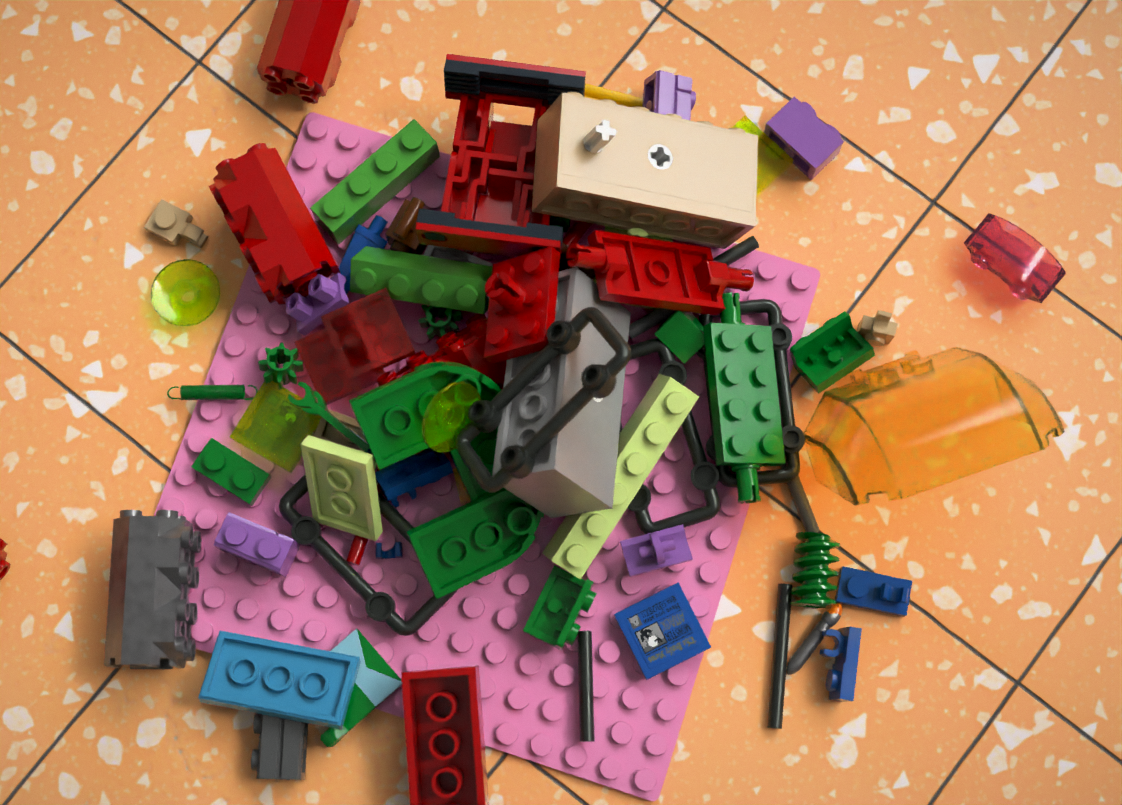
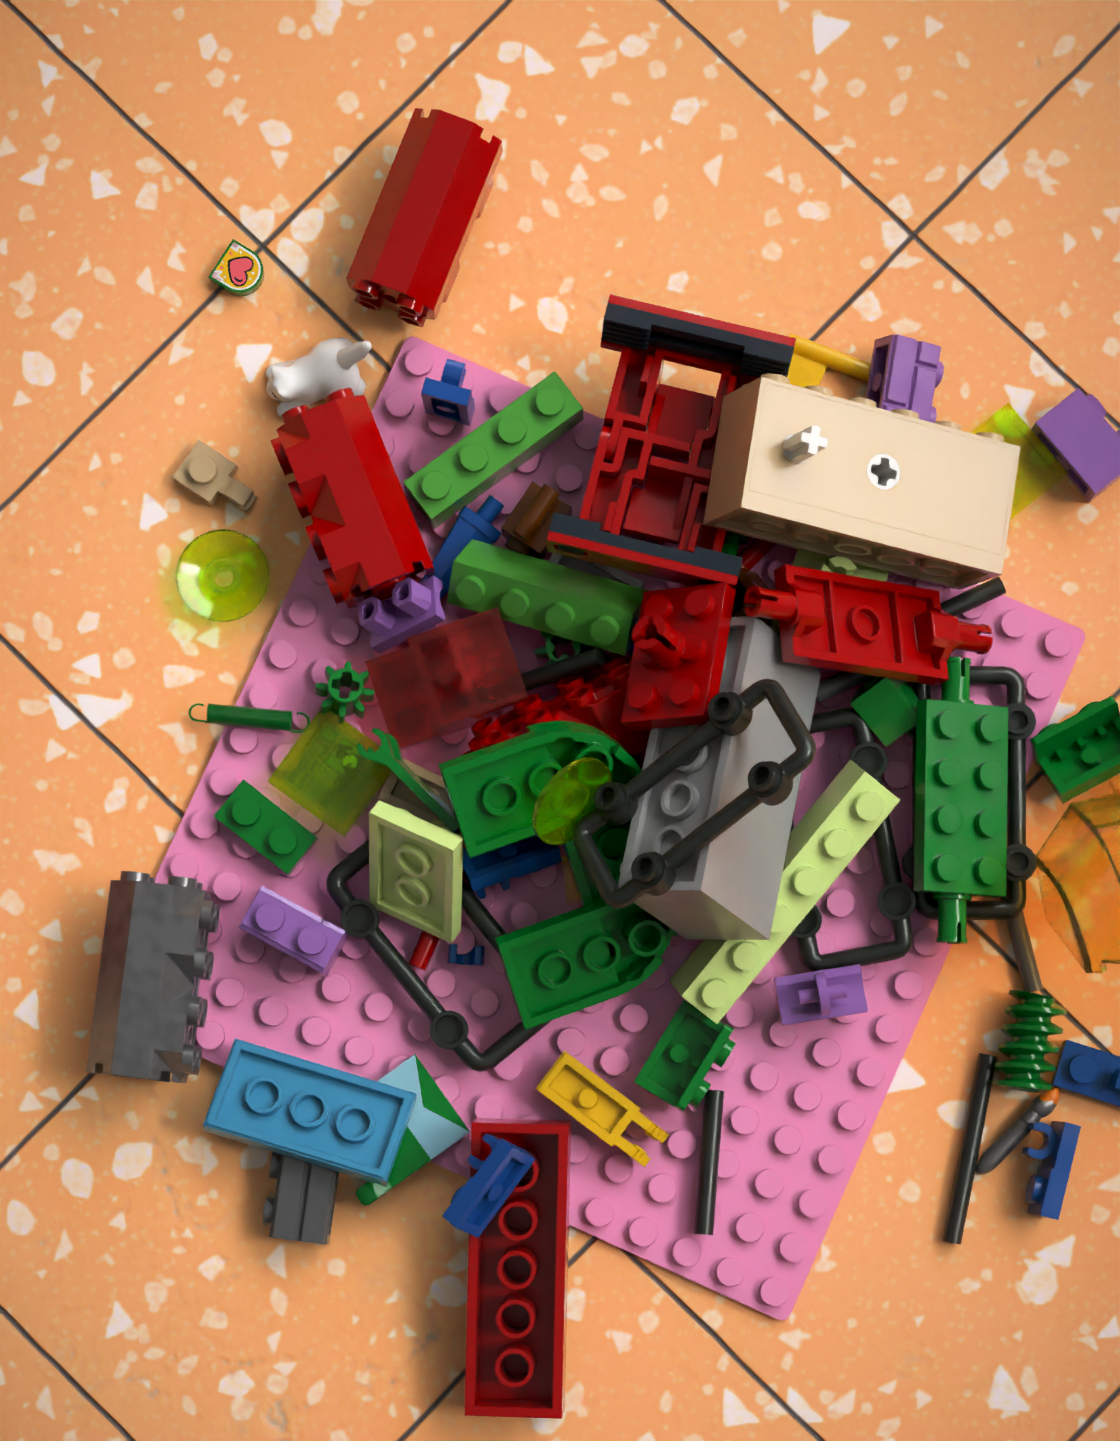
camera: 10 degrees right, 5 degrees up
(181, 79) = (238, 270): none -> tile
(248, 133) = (316, 375): none -> white animal
(337, 144) = (447, 397): none -> blue plate
(418, 720) = (485, 1193): none -> blue plate
(440, 329) = (563, 669): none -> pearl dark grey bar
(497, 652) = (597, 1105): none -> yellow hinge
(662, 631) = (817, 1101): blue tile -> none

